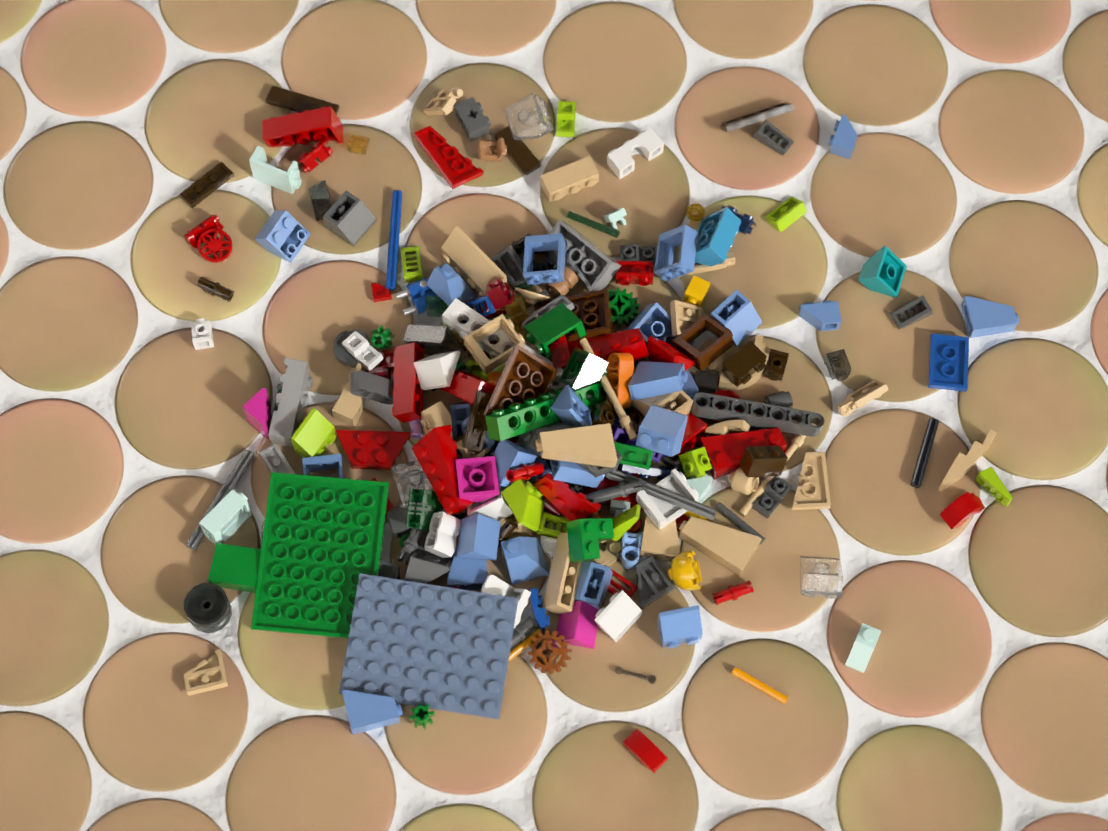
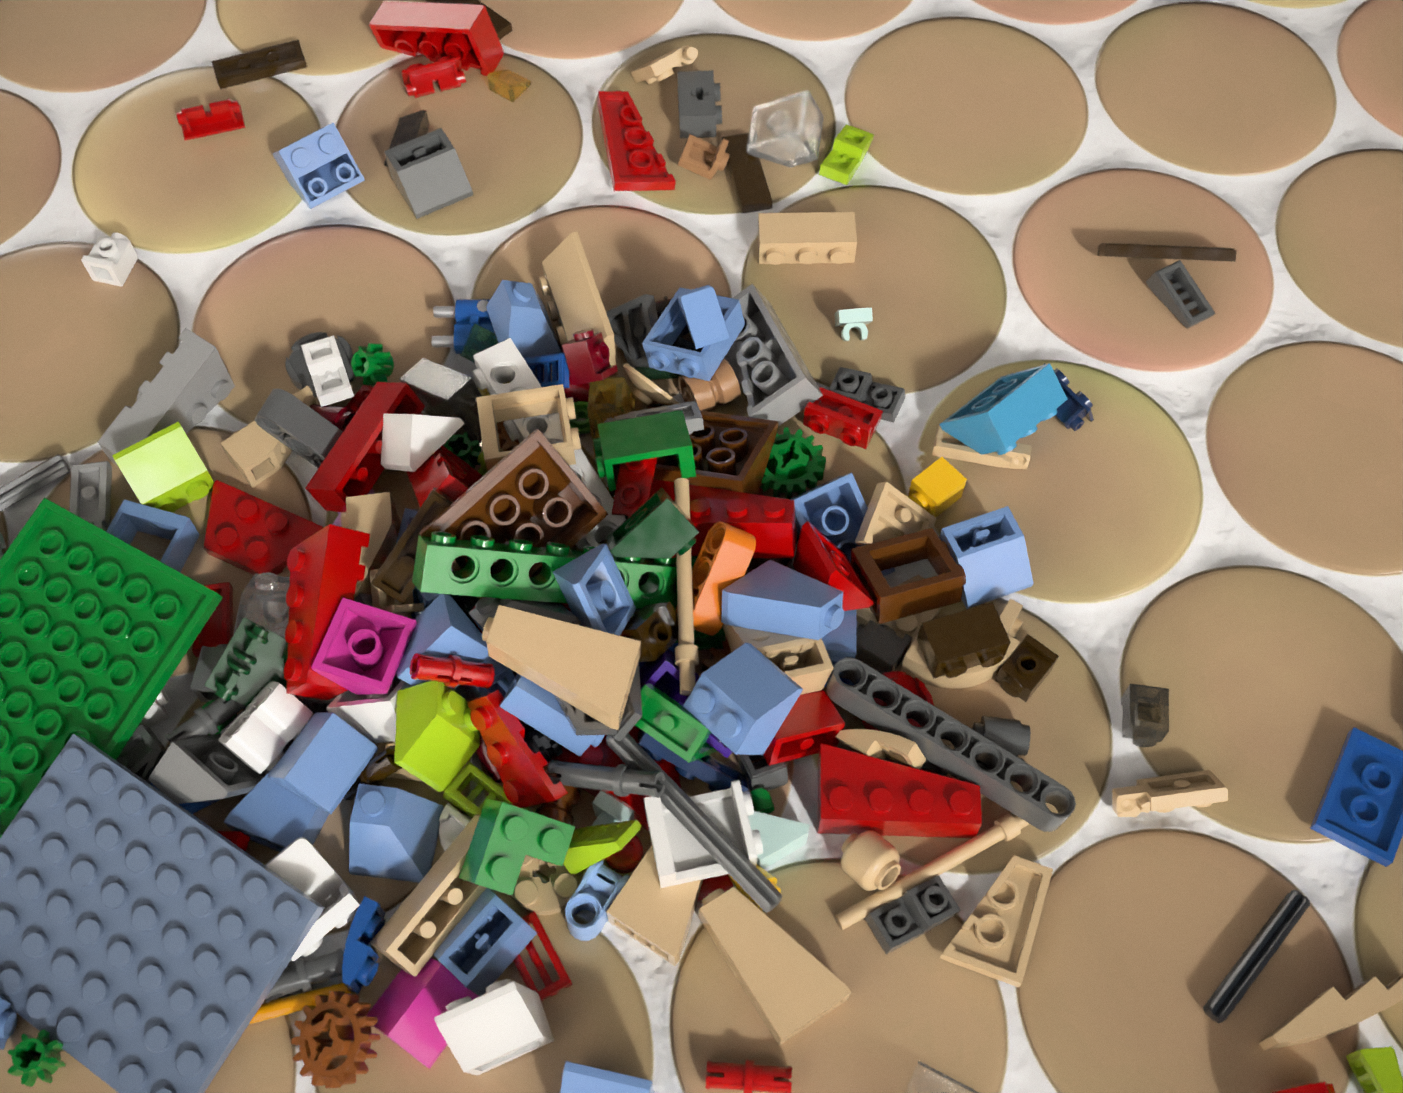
camera: 25 degrees right, 5 degrees down
(214, 245) = (214, 145): red wheel -> none
(215, 289) = (175, 204): dark brown axle -> none
(258, 412) = (105, 393): dark pink slope -> none
(275, 177) = (367, 86): light aqua panel -> none
(380, 293) = (415, 300): red tile -> none
(394, 234) = (481, 233): blue axle -> none
(413, 275) = (472, 288): lime slope -> none
(548, 249) = (703, 316): none -> medium blue slope
(593, 224) = (813, 321): clear green bar -> none
(646, 143) = (956, 229): white arch -> none
(651, 582) = (601, 985): dark grey wing -> none
(667, 241) = (928, 409): medium blue window -> none
(685, 571) = (674, 993): yellow cylinder -> none
(695, 208) = (996, 355): clear yellow plate -> none
(695, 462) = (790, 787): lime brick -> none
(738, 521) = (827, 938): dark grey bar -> none
(763, 461) = (920, 838): dark brown brick -> none
(786, 213) = (1155, 421): lime slope -> none
(823, 315) = (1150, 613): medium blue slope -> none
(844, 139) = (1308, 337): medium blue slope -> none
(883, 272) = (1298, 582): teal slope -> none
(914, 318) = (1354, 659): dark grey slope -> none

